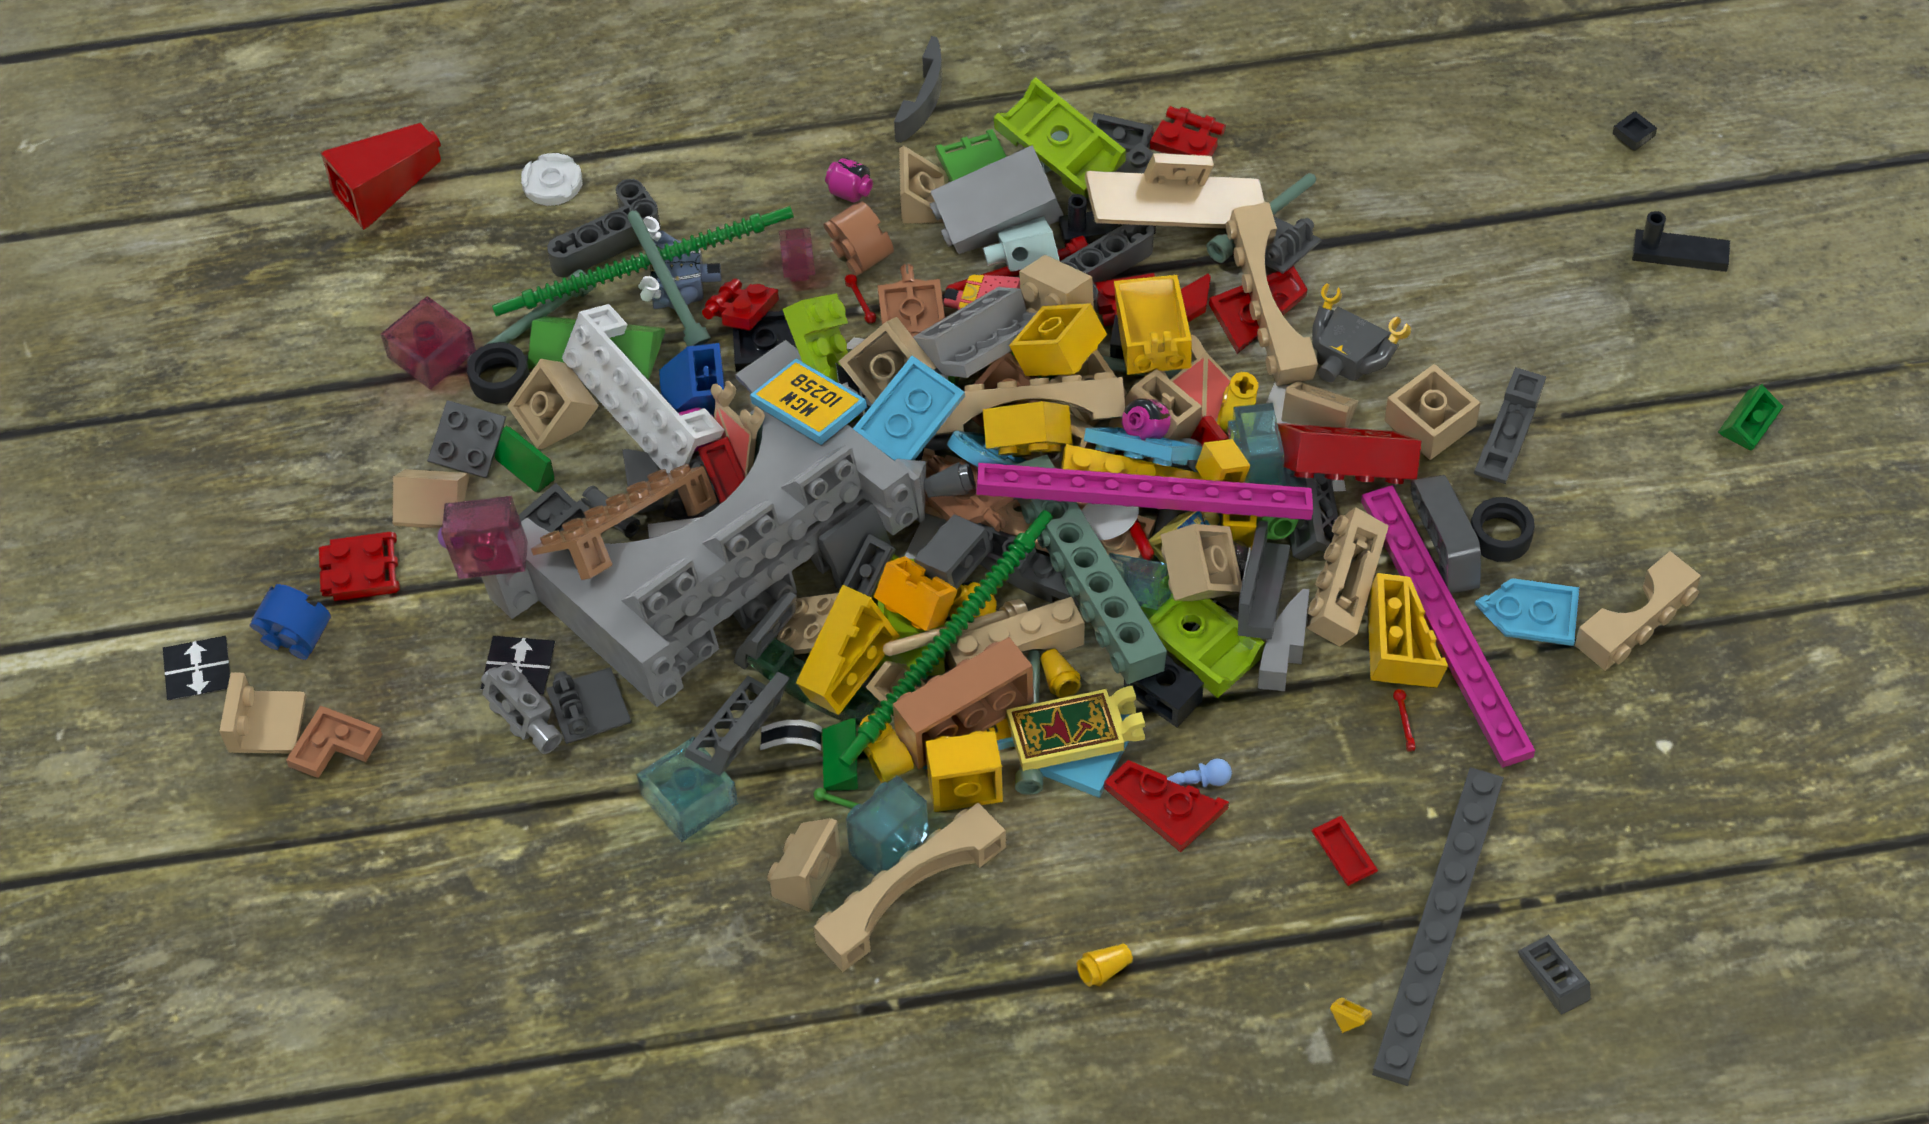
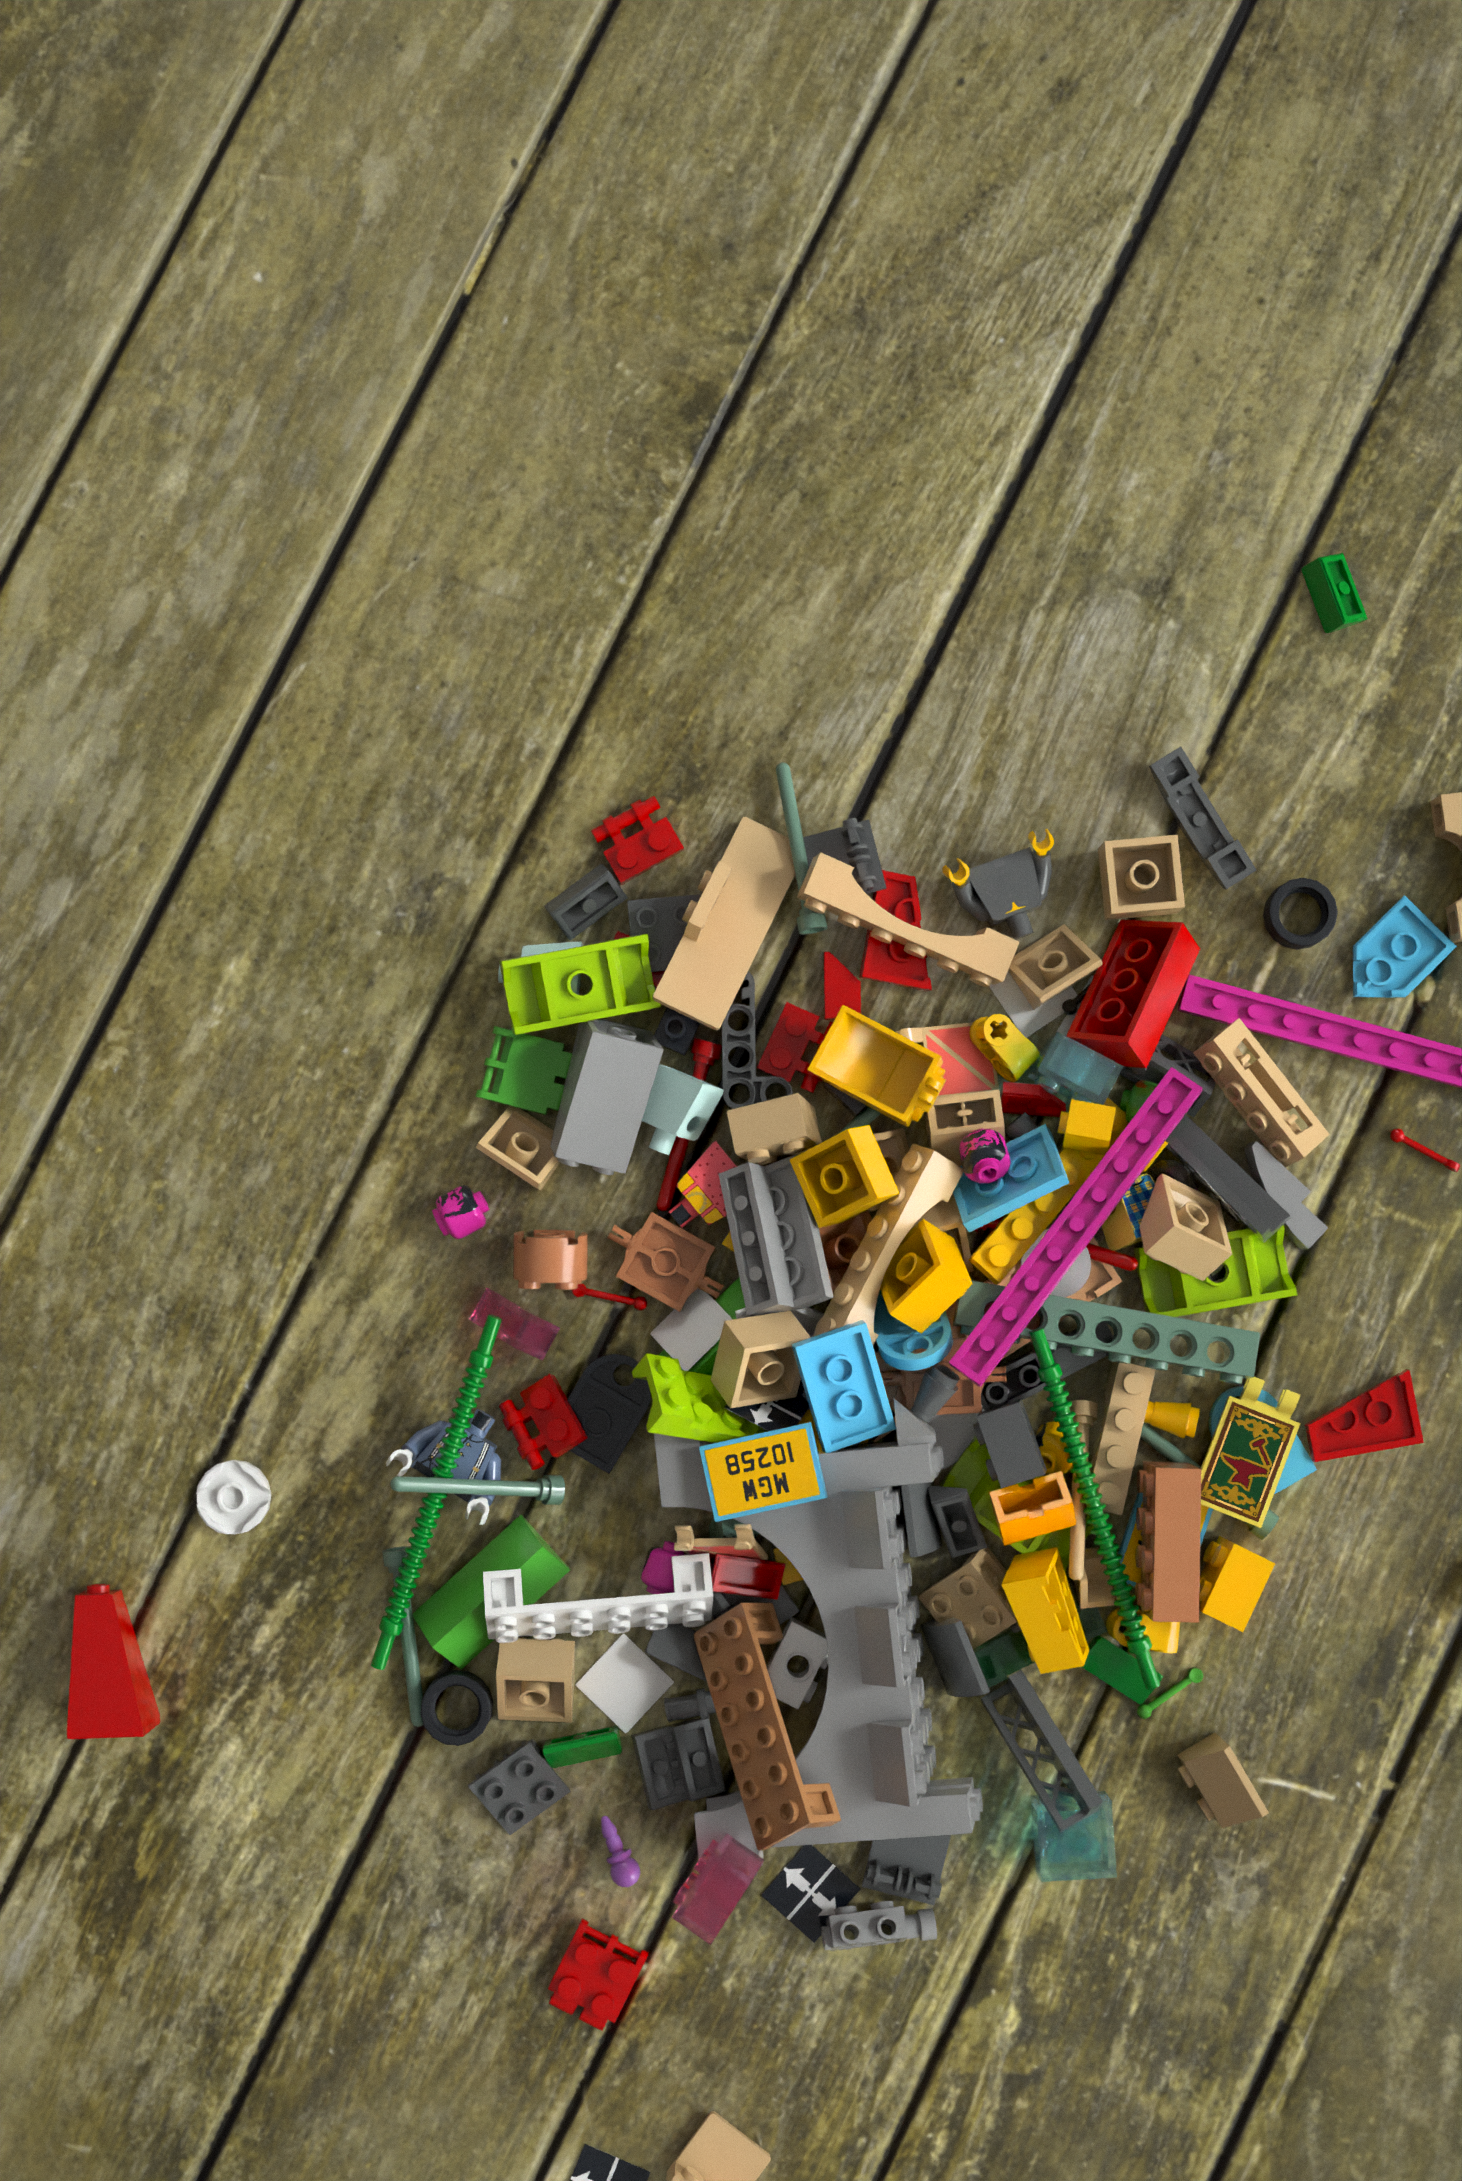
camera: 60 degrees left, 30 degrees up
(290, 621) = (632, 2090): blue brick -> none
(329, 733) = (776, 2116): nougat plate -> none
(422, 494) = (558, 1860): tan slope -> none
(428, 342) = (377, 1759): clear pink brick -> none
(589, 464) = (624, 1683): none -> white sticker
(603, 236) = (350, 1496): dark grey beam -> none
(689, 378) = (614, 1534): blue slope -> none
(792, 733) = (1068, 1695): sticker -> none
(887, 825) = (1239, 1689): clear light blue brick -> none
(914, 114) = (420, 1092): dark grey slope -> none
(967, 840) = (1288, 1618): tan arch -> none
(1145, 579) = (1148, 1286): clear light blue arch -> none
(1174, 701) = (1275, 1329): black brick -> none
(1215, 772) = (1368, 1356): light blue bar -> none
(1399, 638) = (1353, 1097): yellow wedge -> none
(1449, 532) = (1272, 964): dark grey beam -> none
(1634, 130) = (947, 418): black plate -> none
(1680, 250) = (1110, 494): black piece -> none

